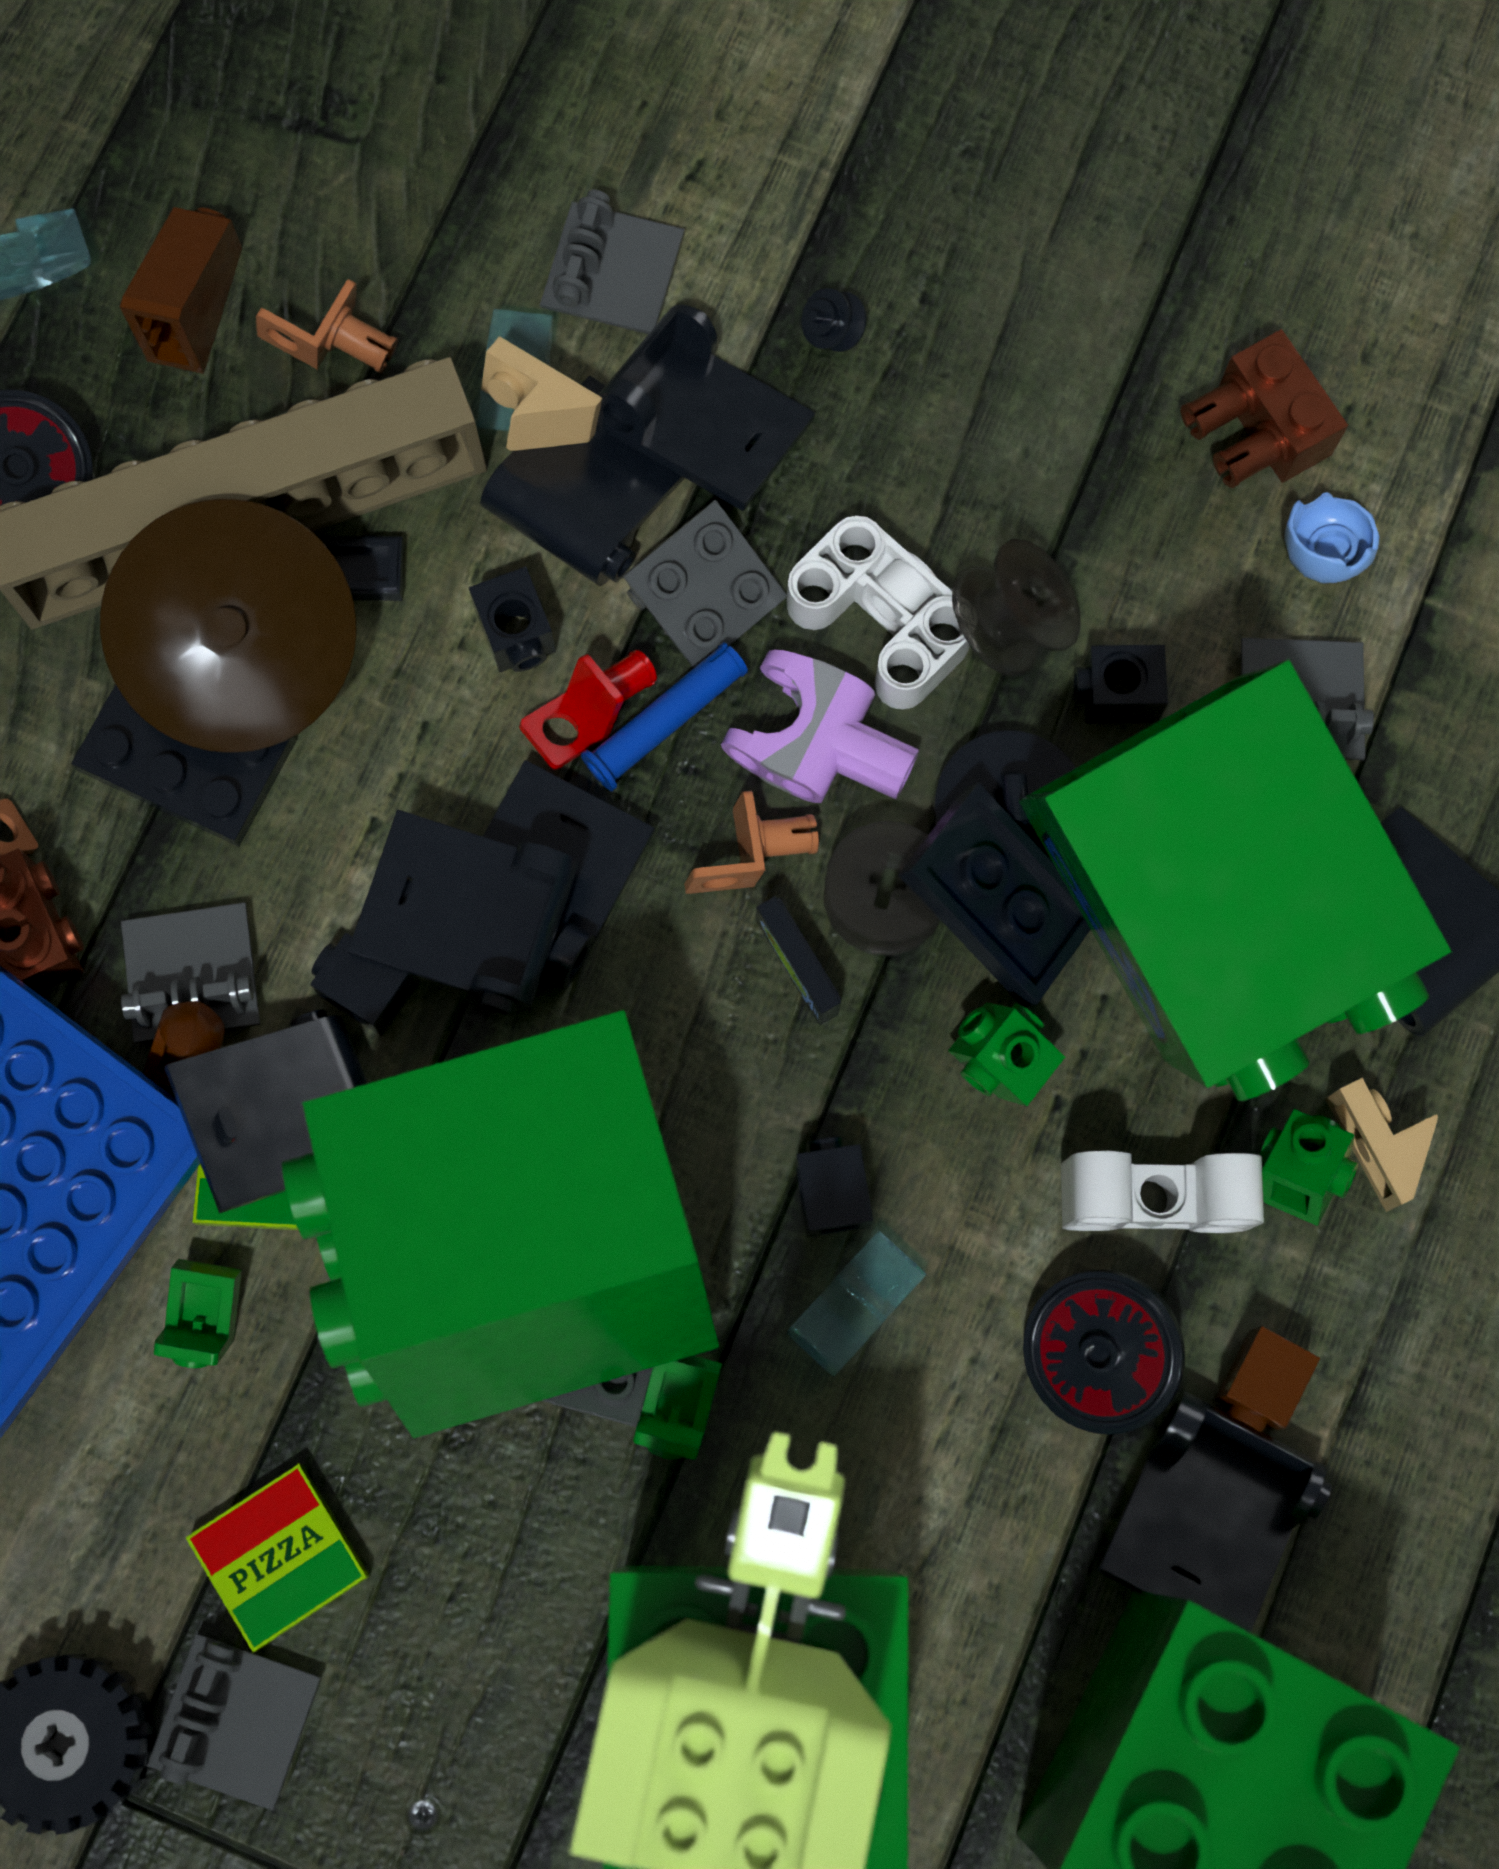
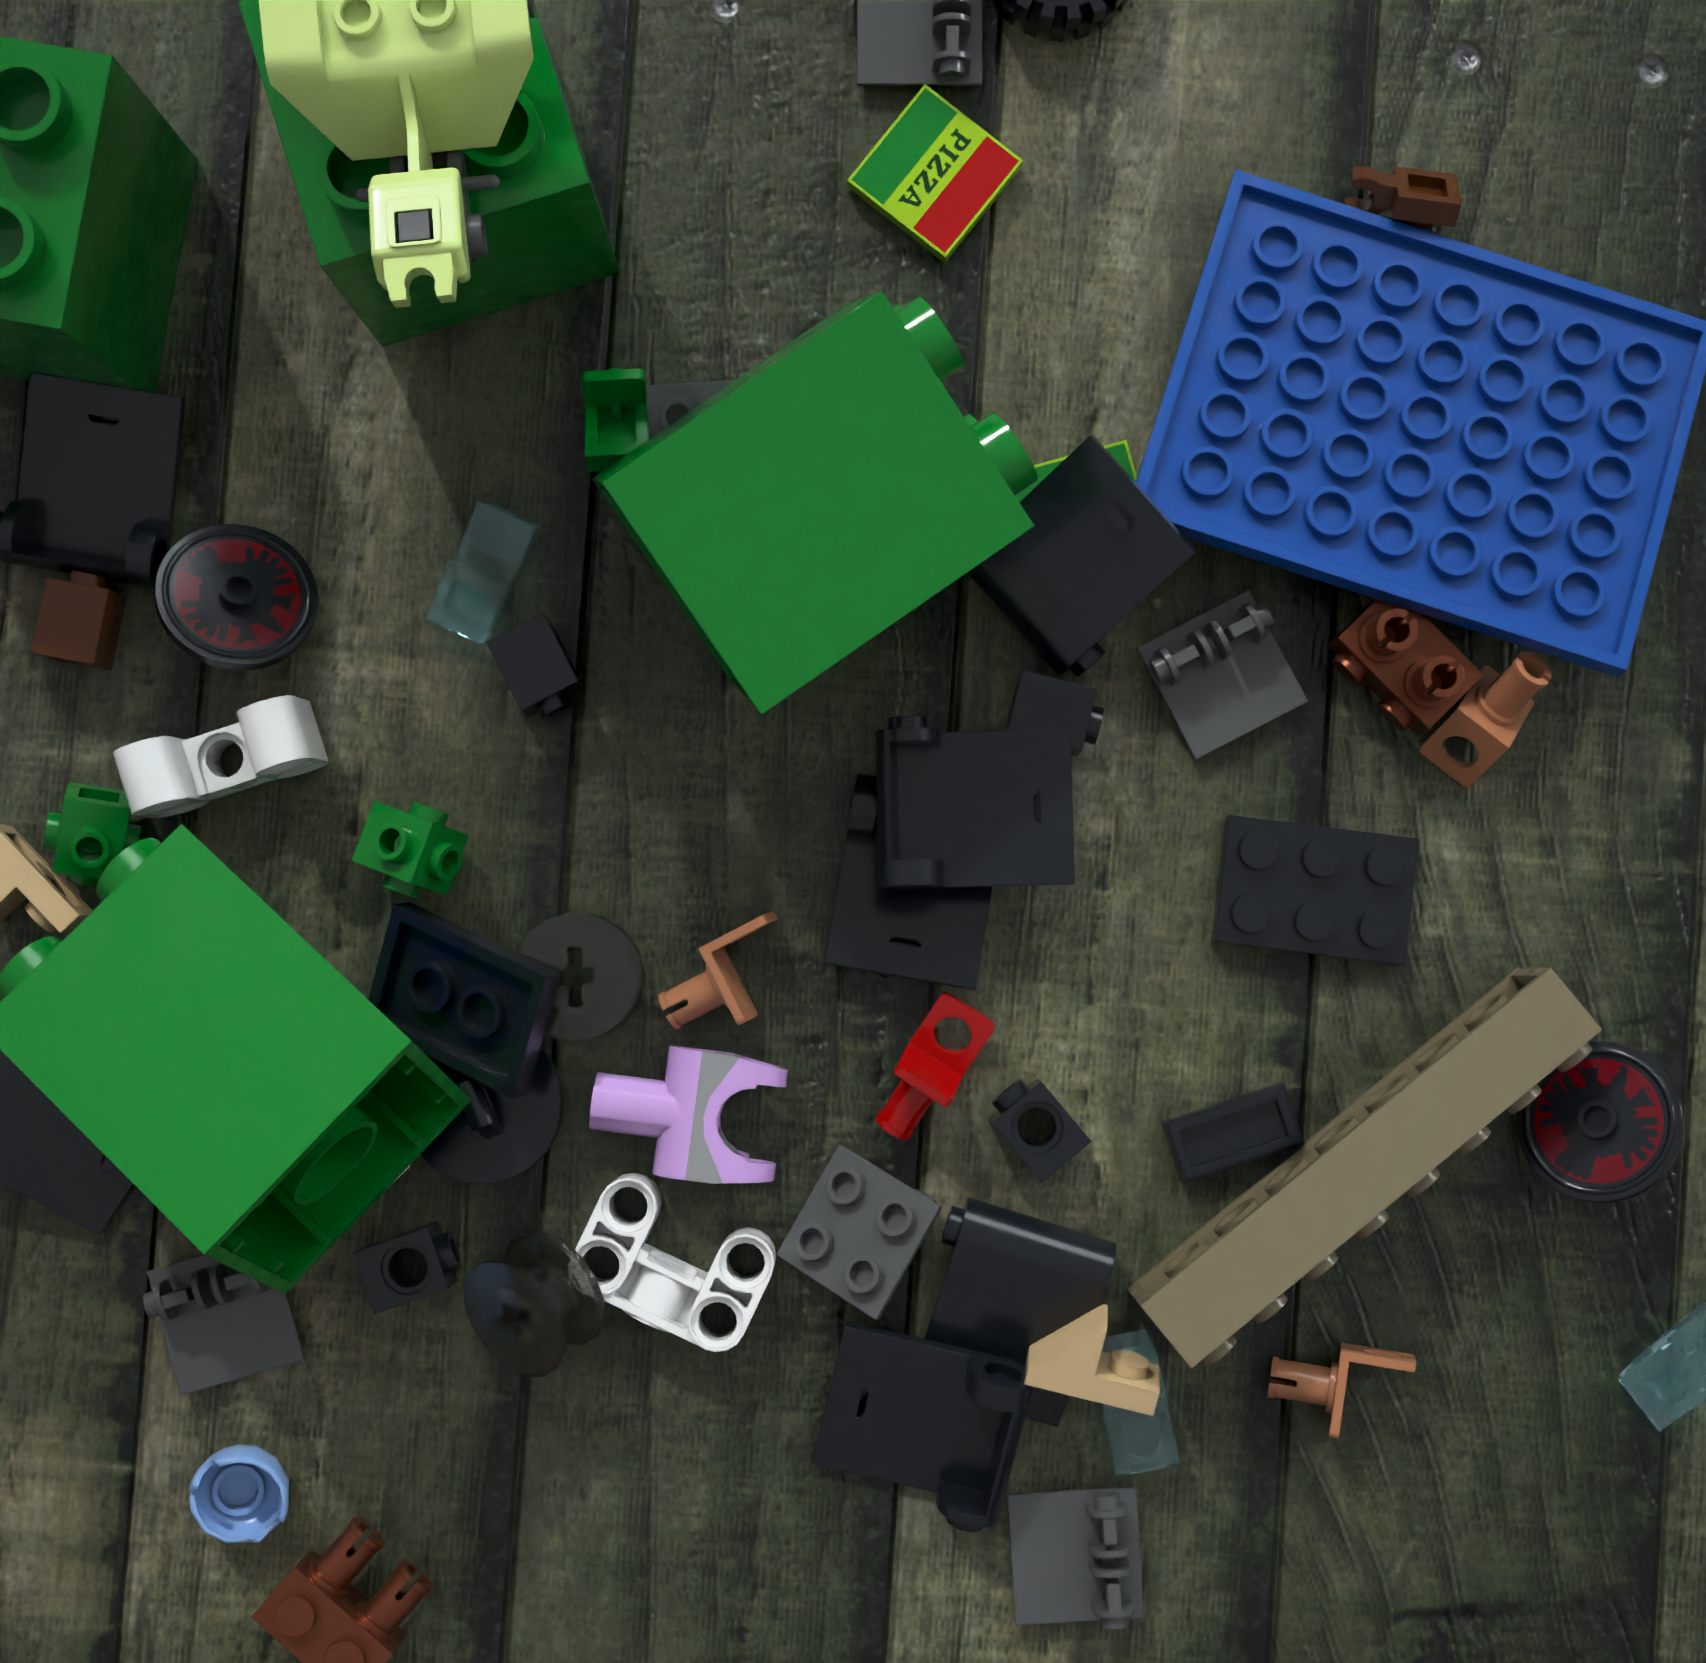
camera: 165 degrees right, 10 degrees up
(182, 1033) = (1197, 596): reddish brown plate -> none
(183, 288) = (1506, 1378): reddish brown slope -> none
(199, 1314) = (1086, 355): green bracket -> none
(228, 625) = (1310, 1013): dark brown dish -> none
(664, 715) = (853, 1084): blue pin -> none
(798, 960) = (639, 876): black tile -> none
(833, 320) = (823, 1569): black wheel -> none

